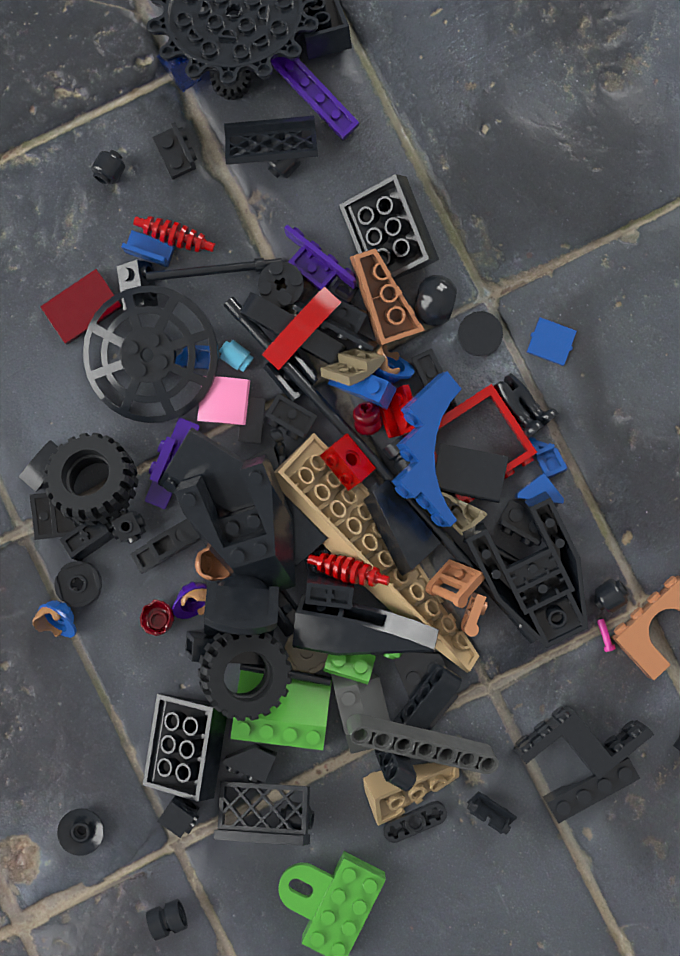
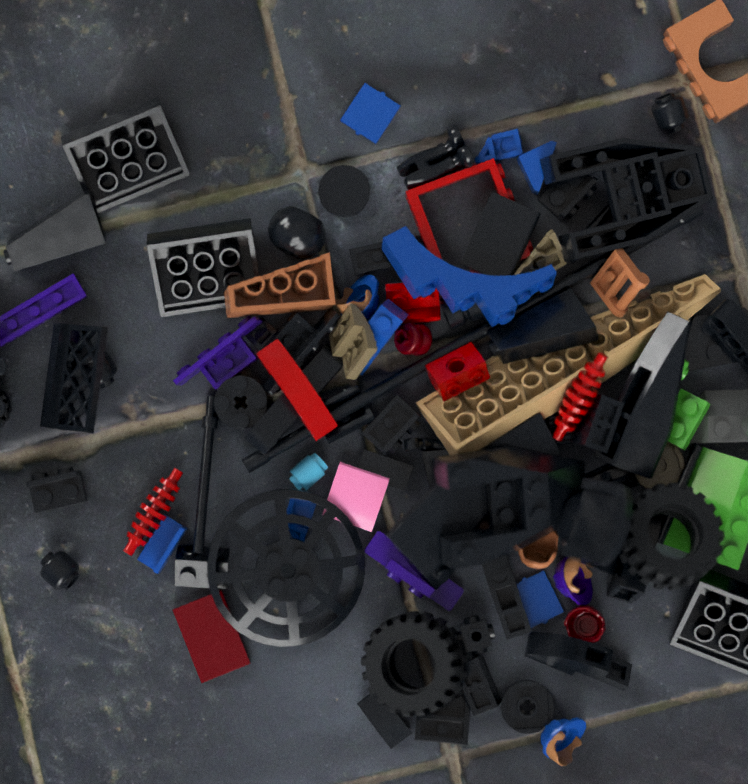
camera: 80 degrees left, 0 degrees up
(128, 616) = (580, 656): none -> black slope
(171, 574) = (538, 599): none -> blue piece
(390, 104) = (61, 233): none -> black slope
(468, 143) = (125, 155): none -> black slope
(475, 608) = (657, 271): nougat plate -> none
(605, 635) = (708, 129): dark pink piece -> none

